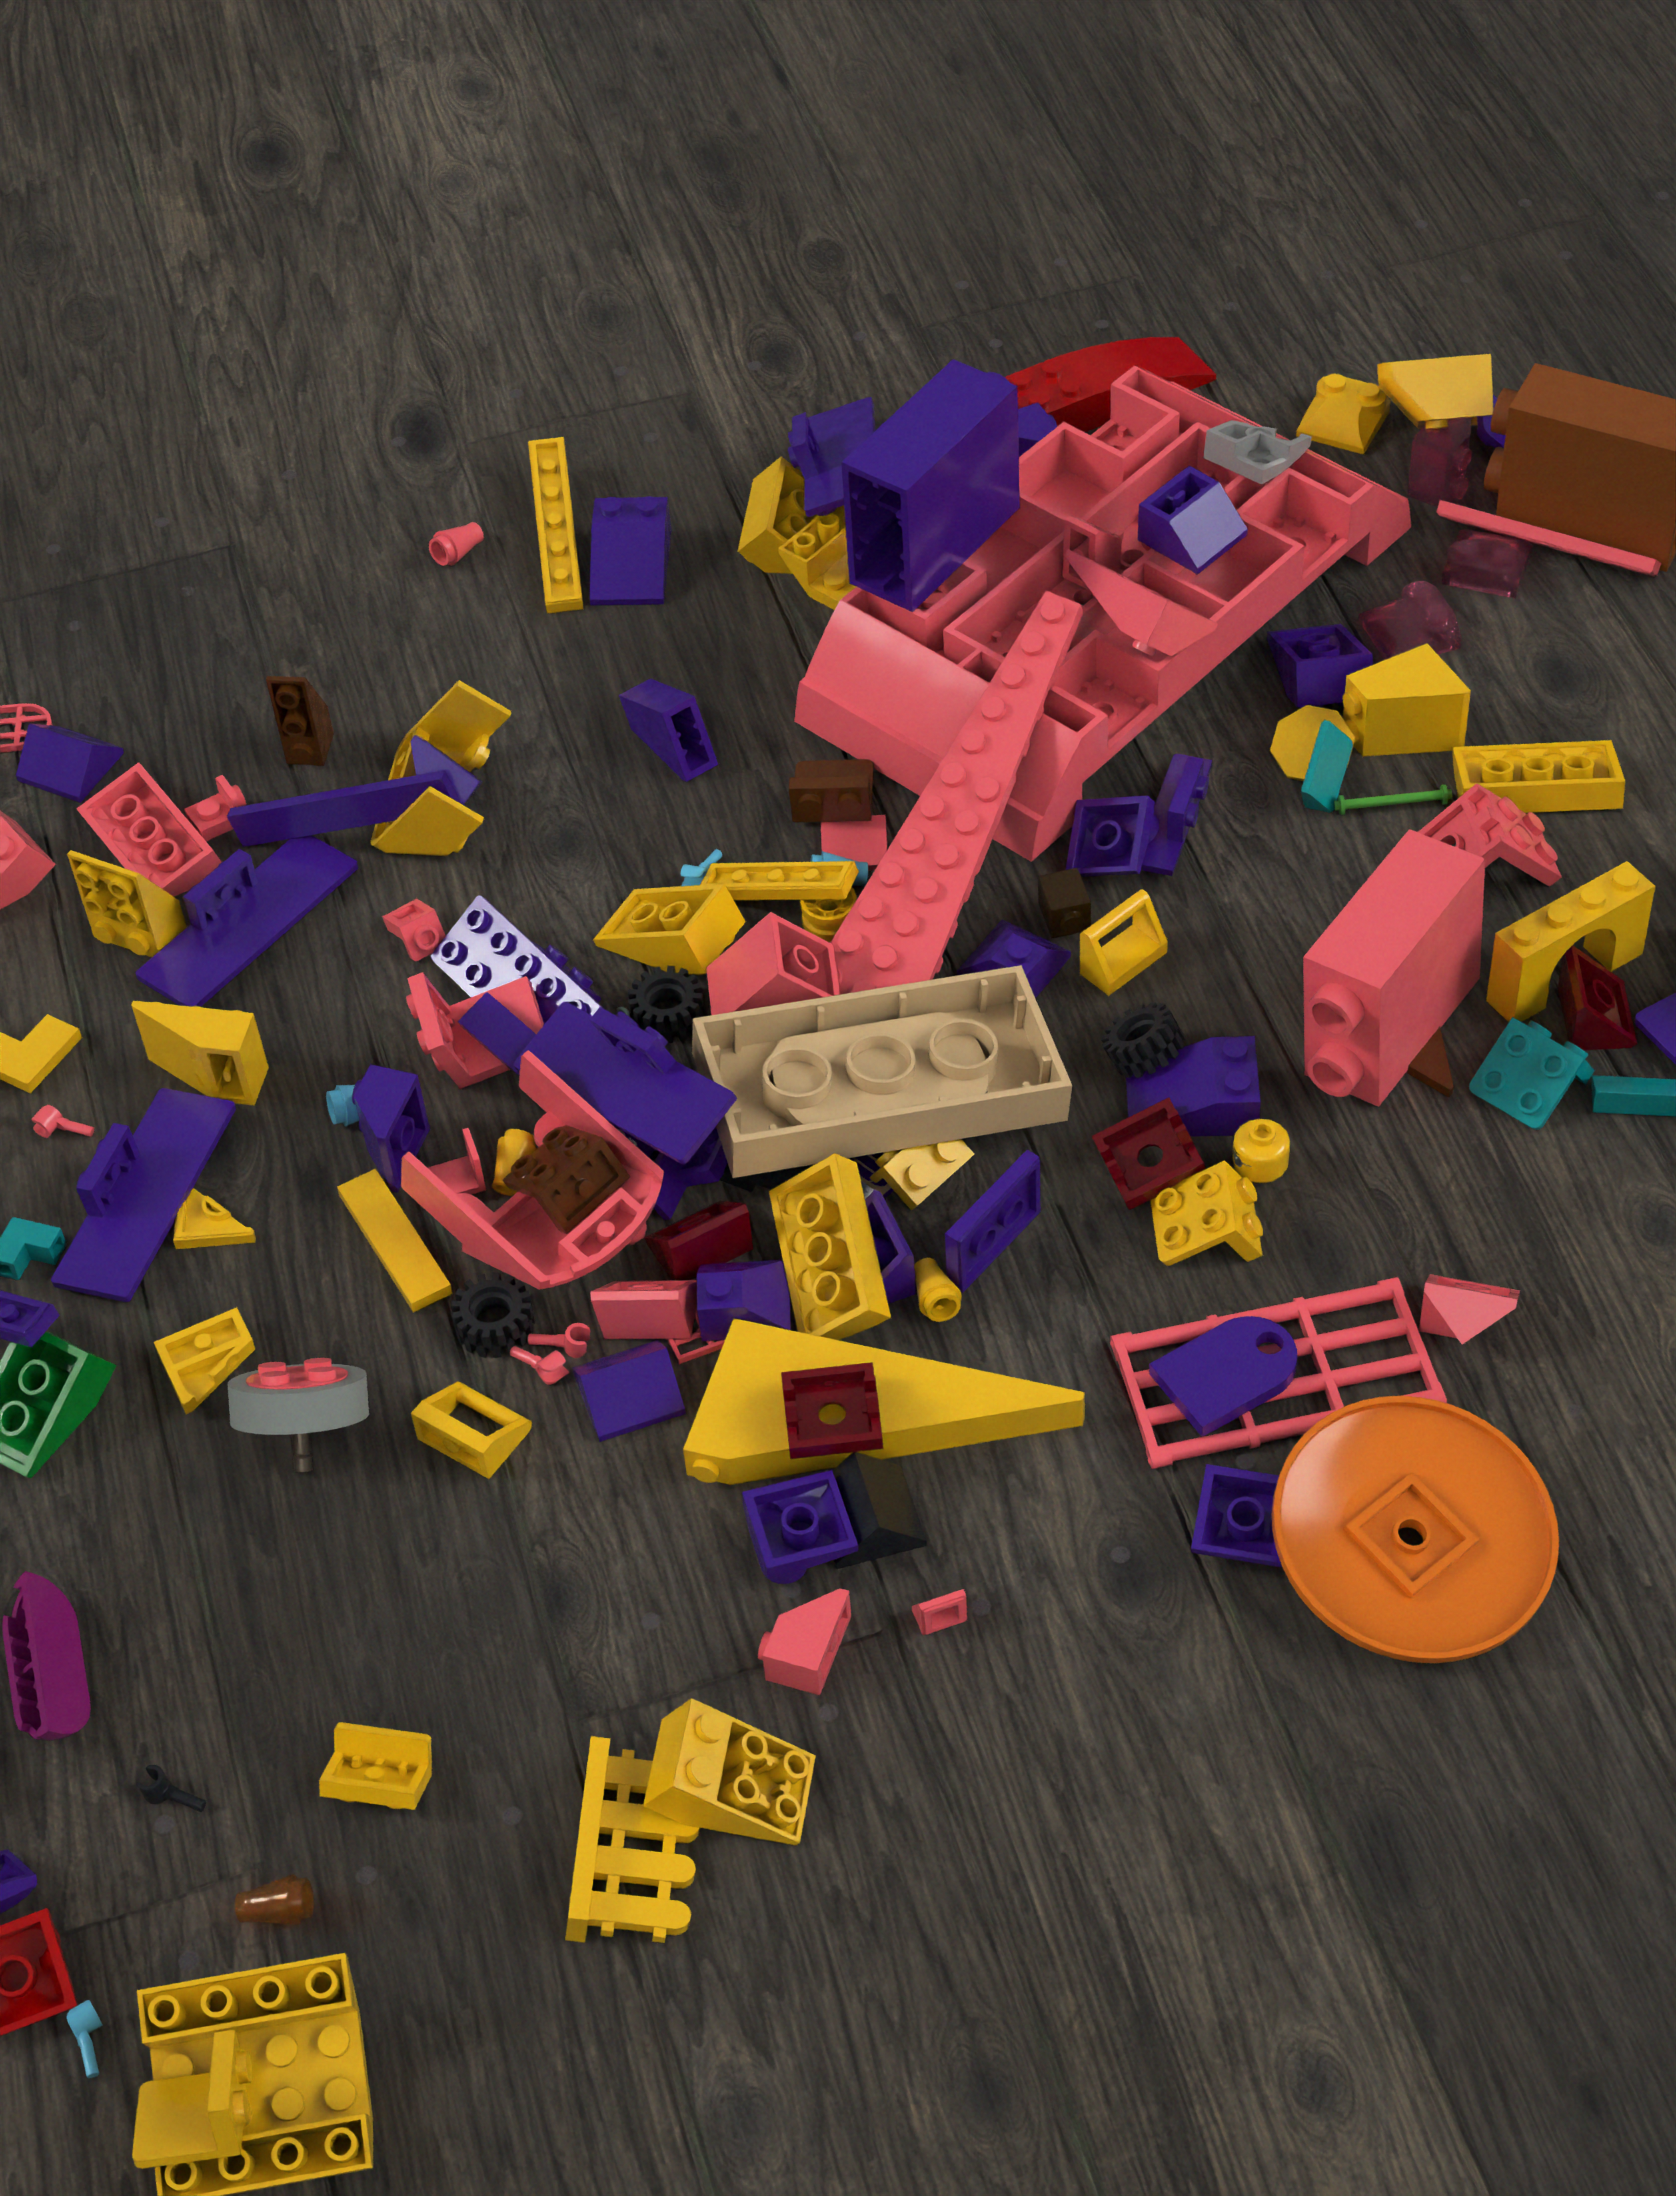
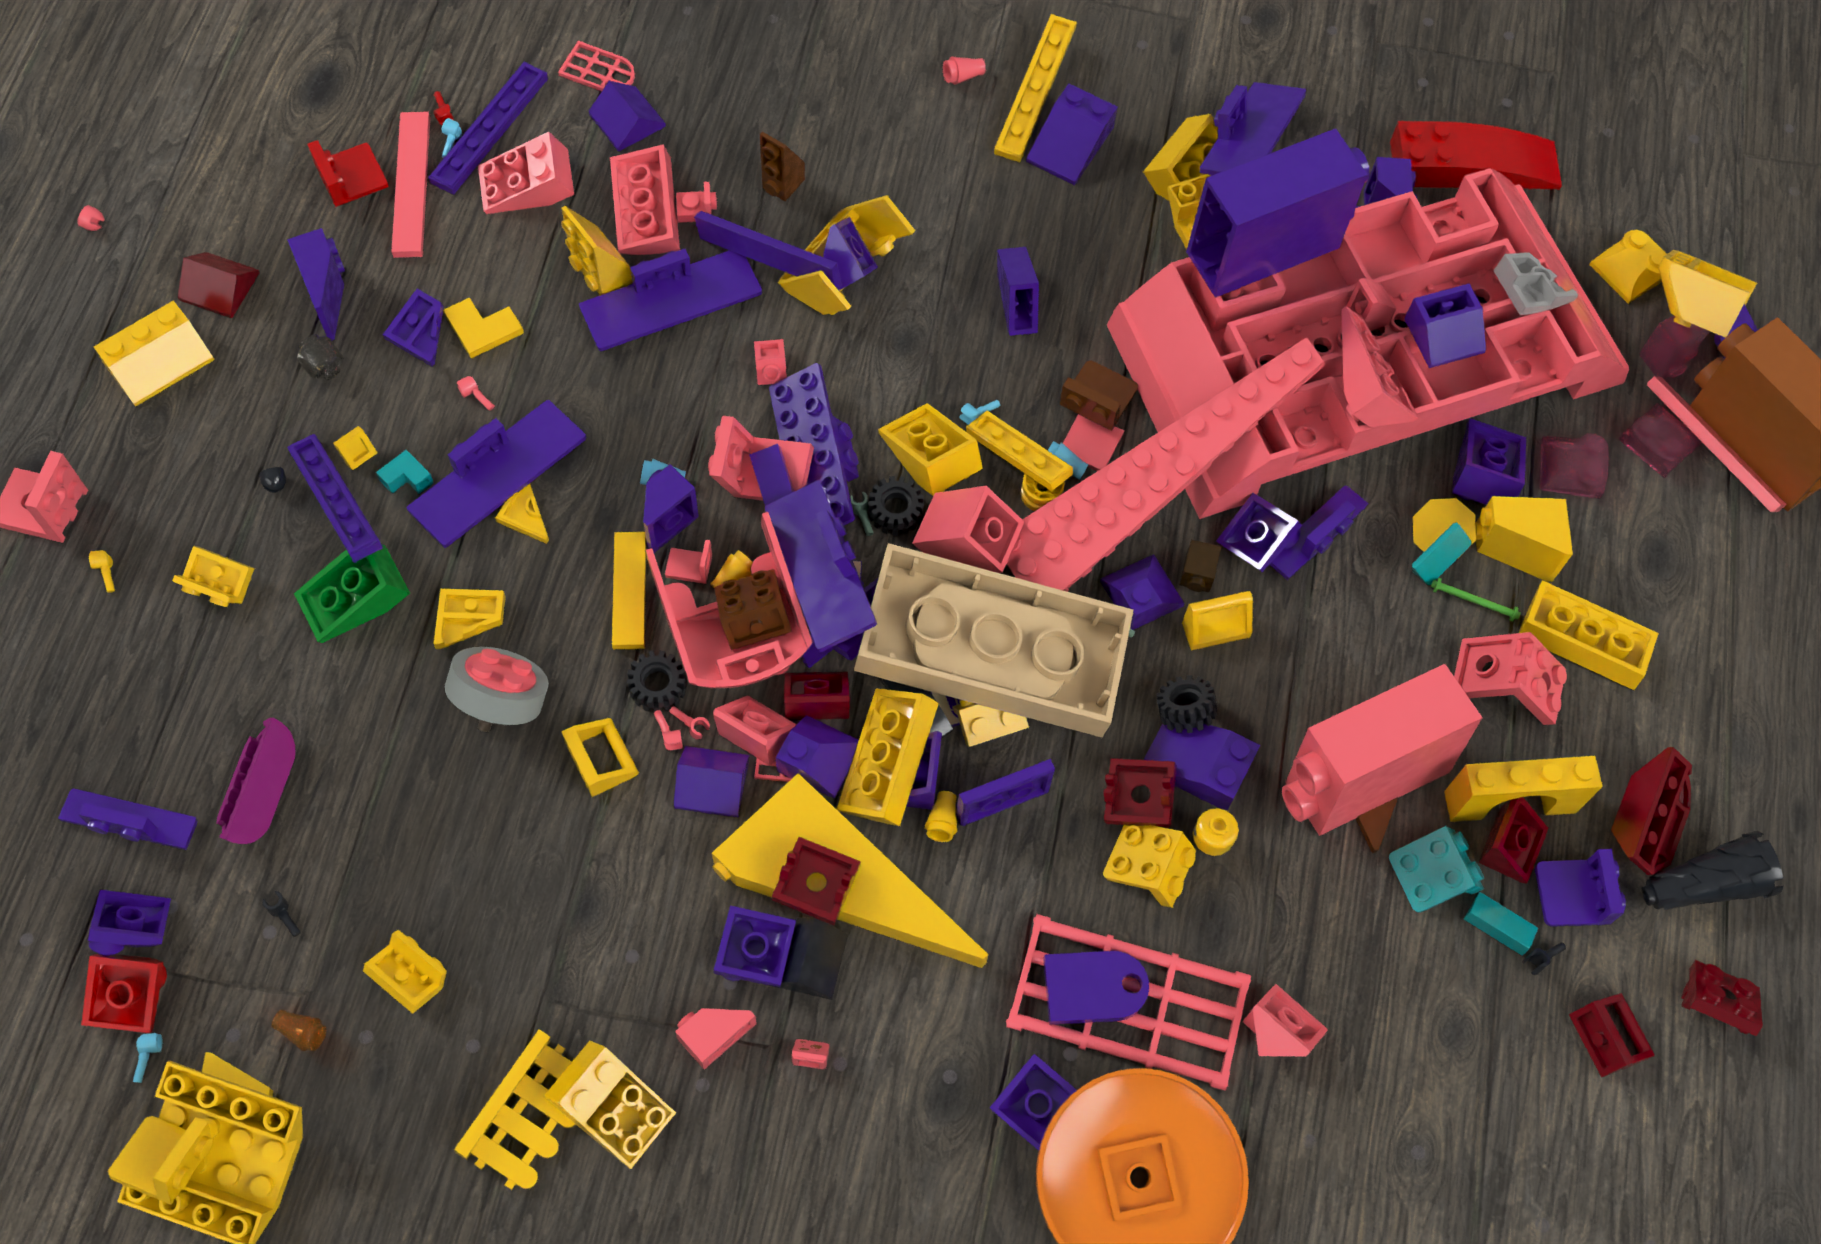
camera: 20 degrees right, 15 degrees up
(205, 1048) = (591, 394): yellow slope -> none

